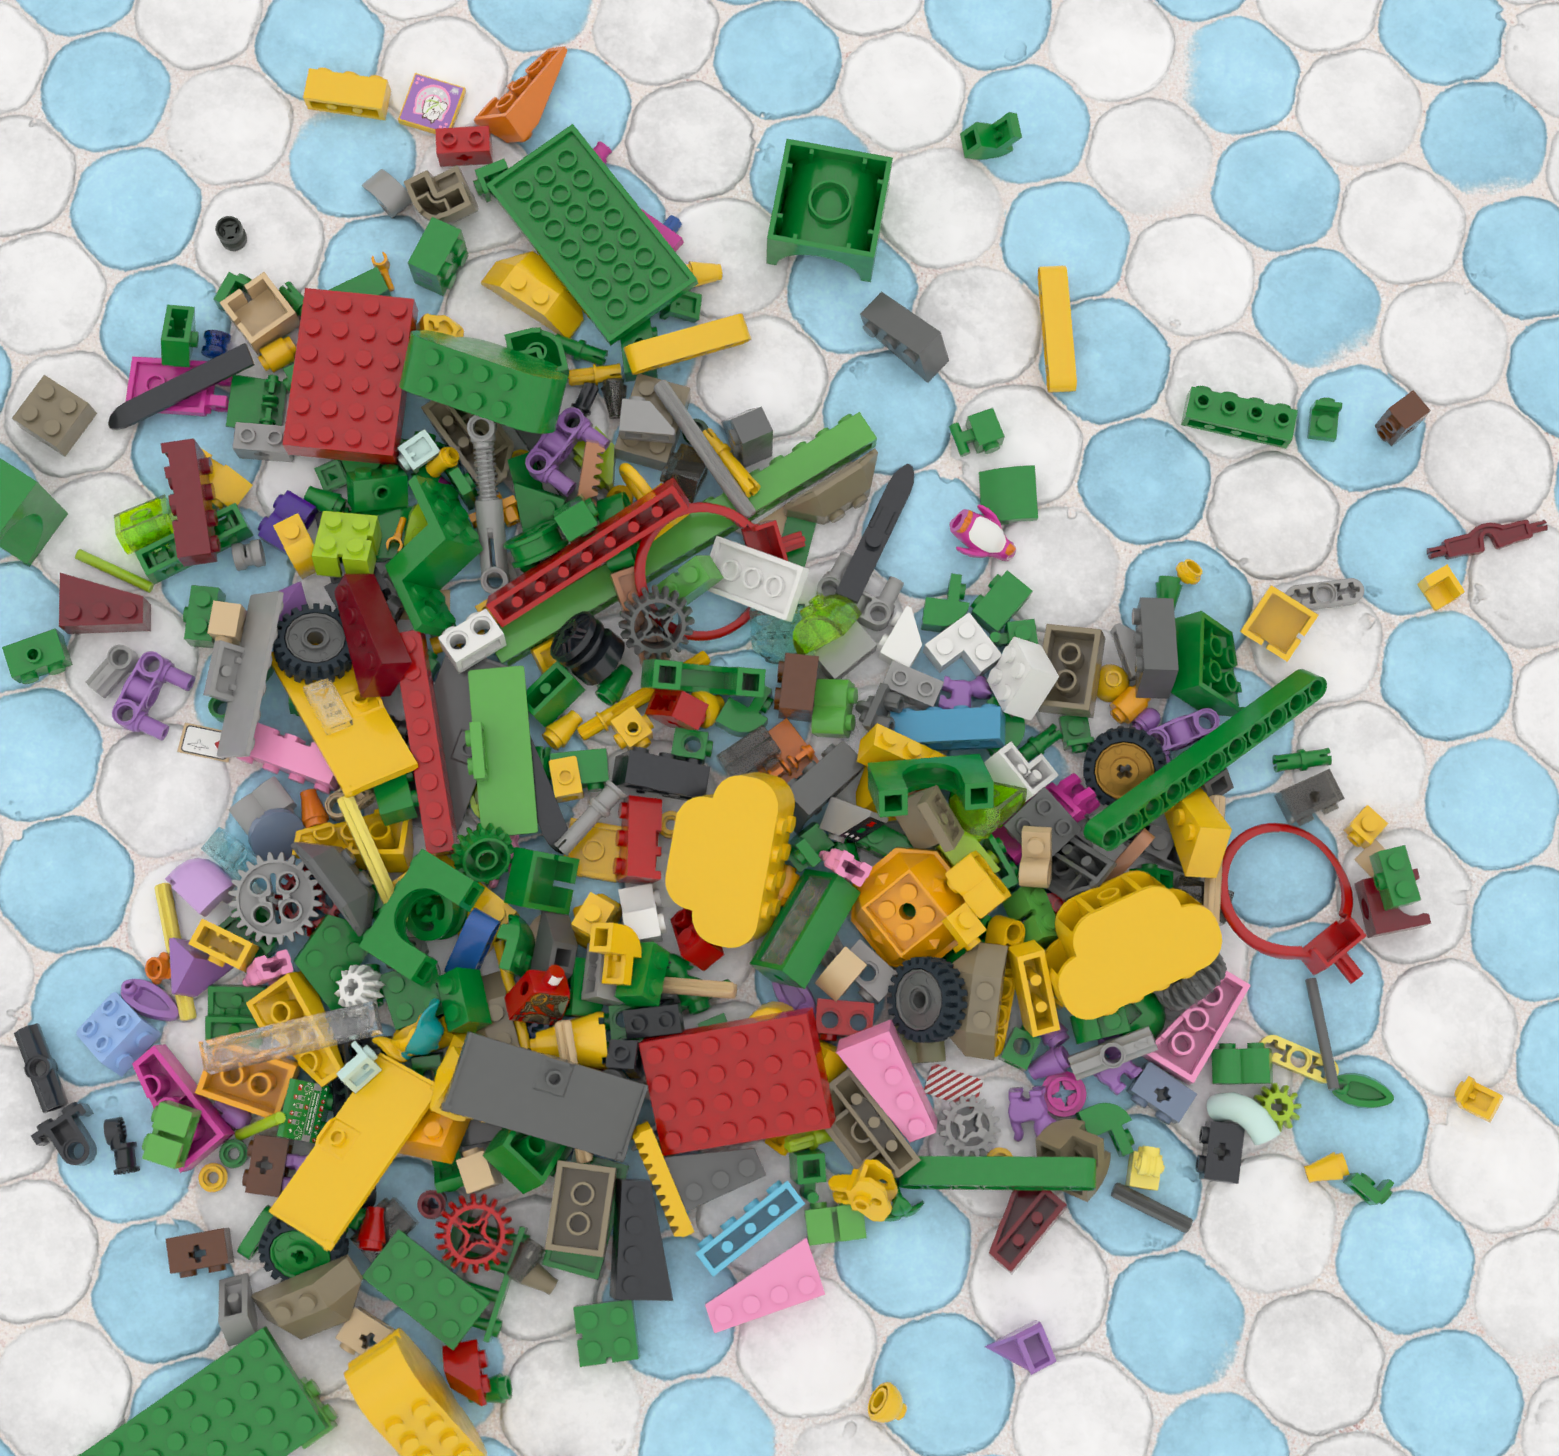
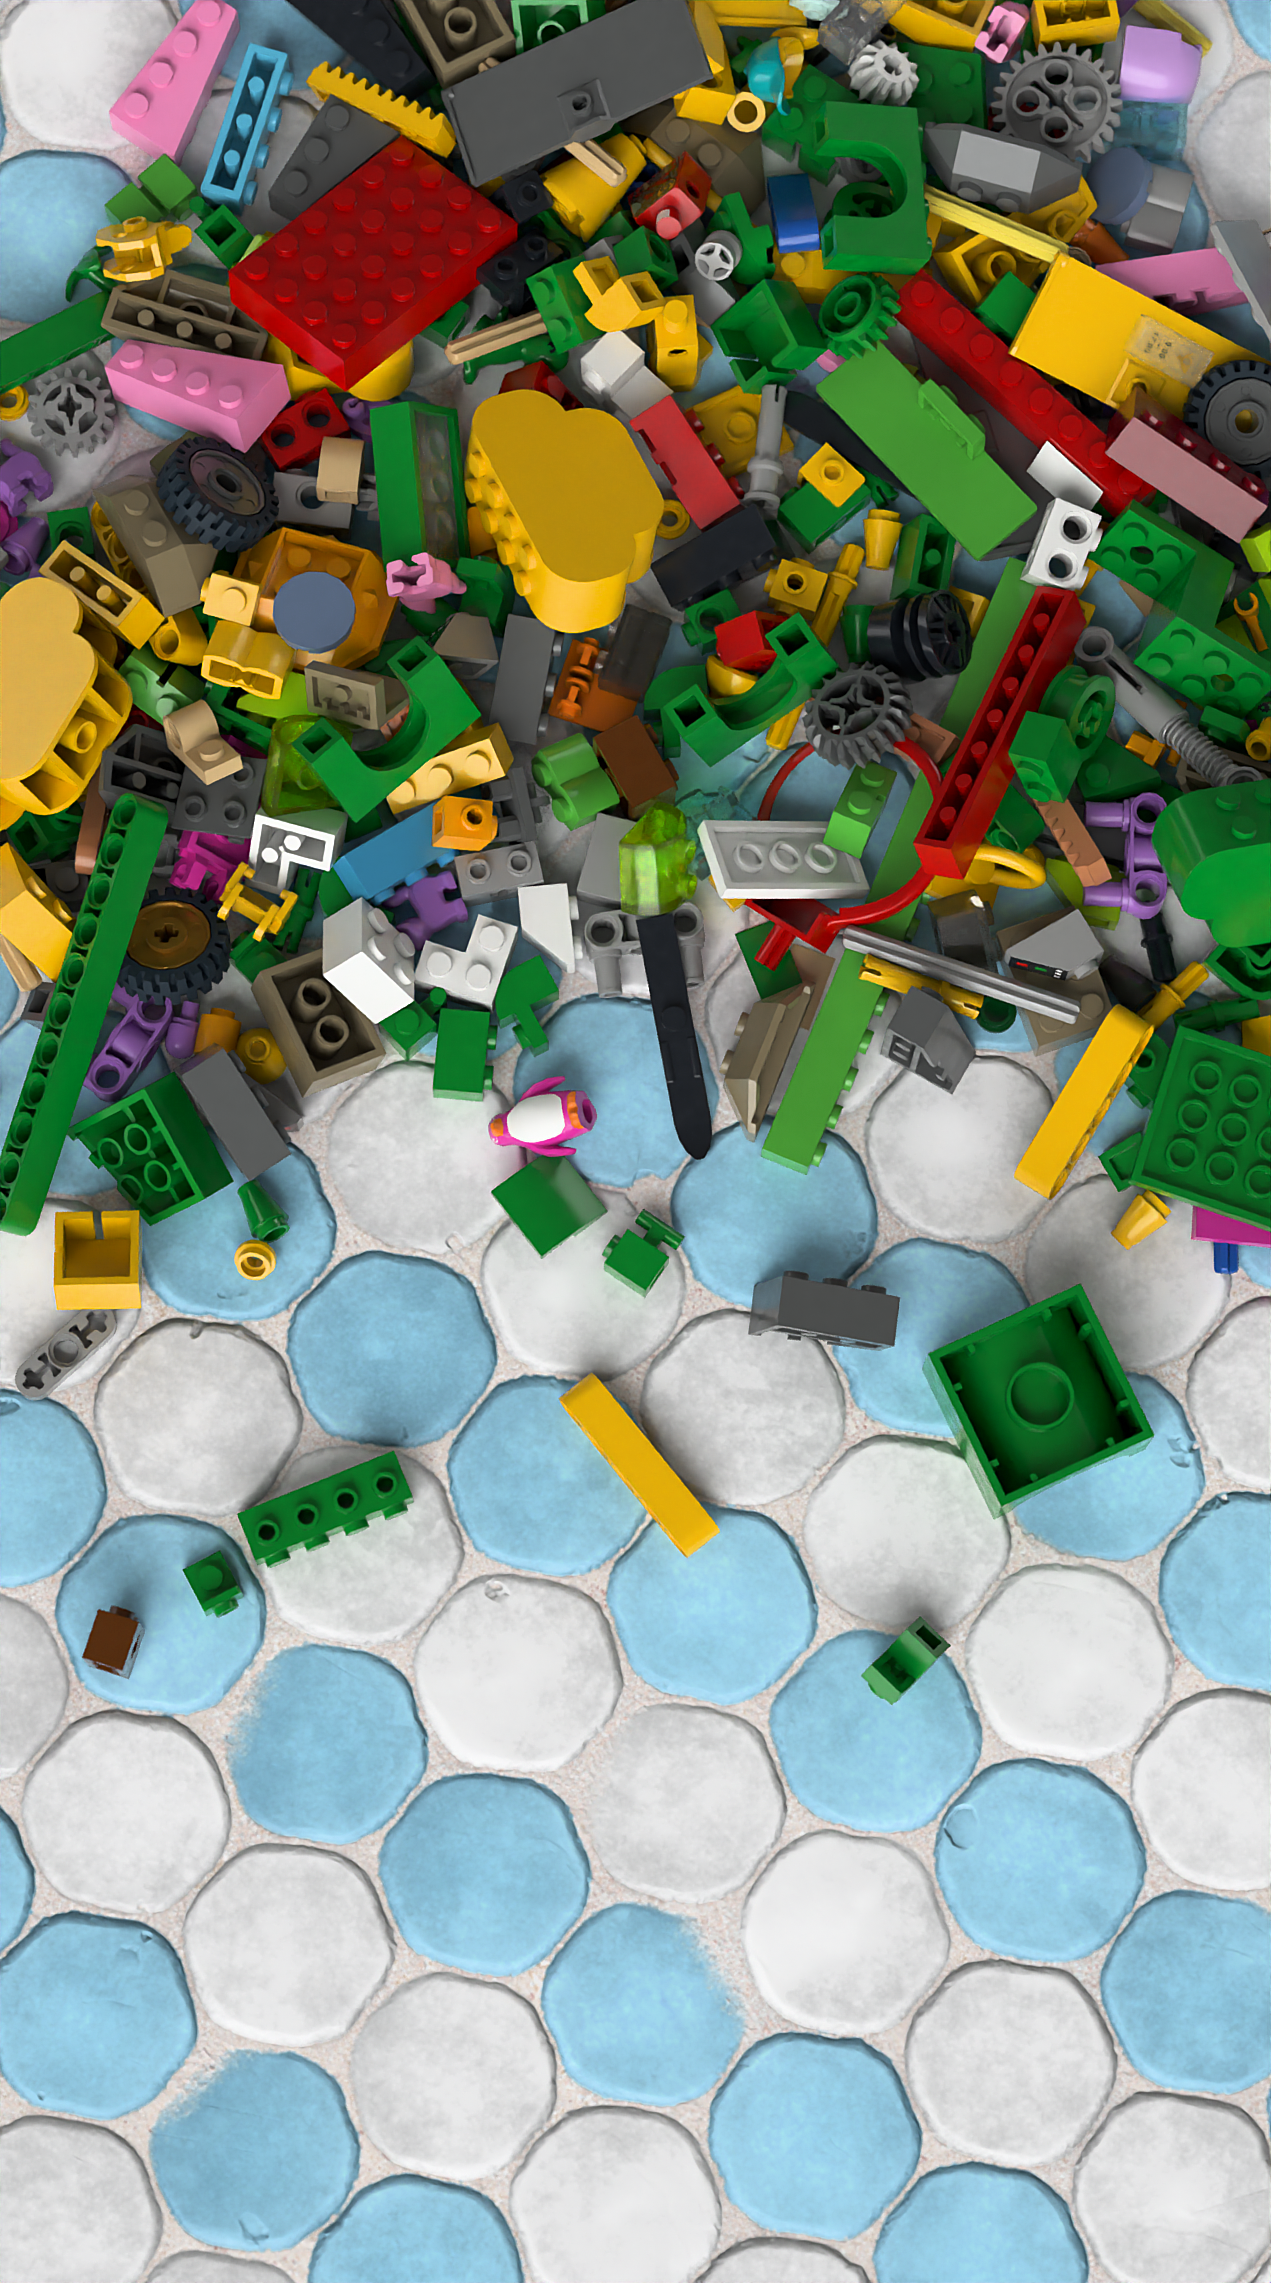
camera: 145 degrees right, 0 degrees up
(440, 679) = (1063, 478): none -> white sticker
(464, 1000) = (754, 140): green brick -> none
(538, 938) = (709, 258): none -> light grey wheel
(582, 967) = (648, 252): none -> green brick
(918, 714) = (463, 823): none -> light orange brick
(924, 882) = (314, 612): none -> sand blue tile
(951, 1084) = (122, 453): sticker -> none
(1062, 755) = (253, 905): none -> yellow piece

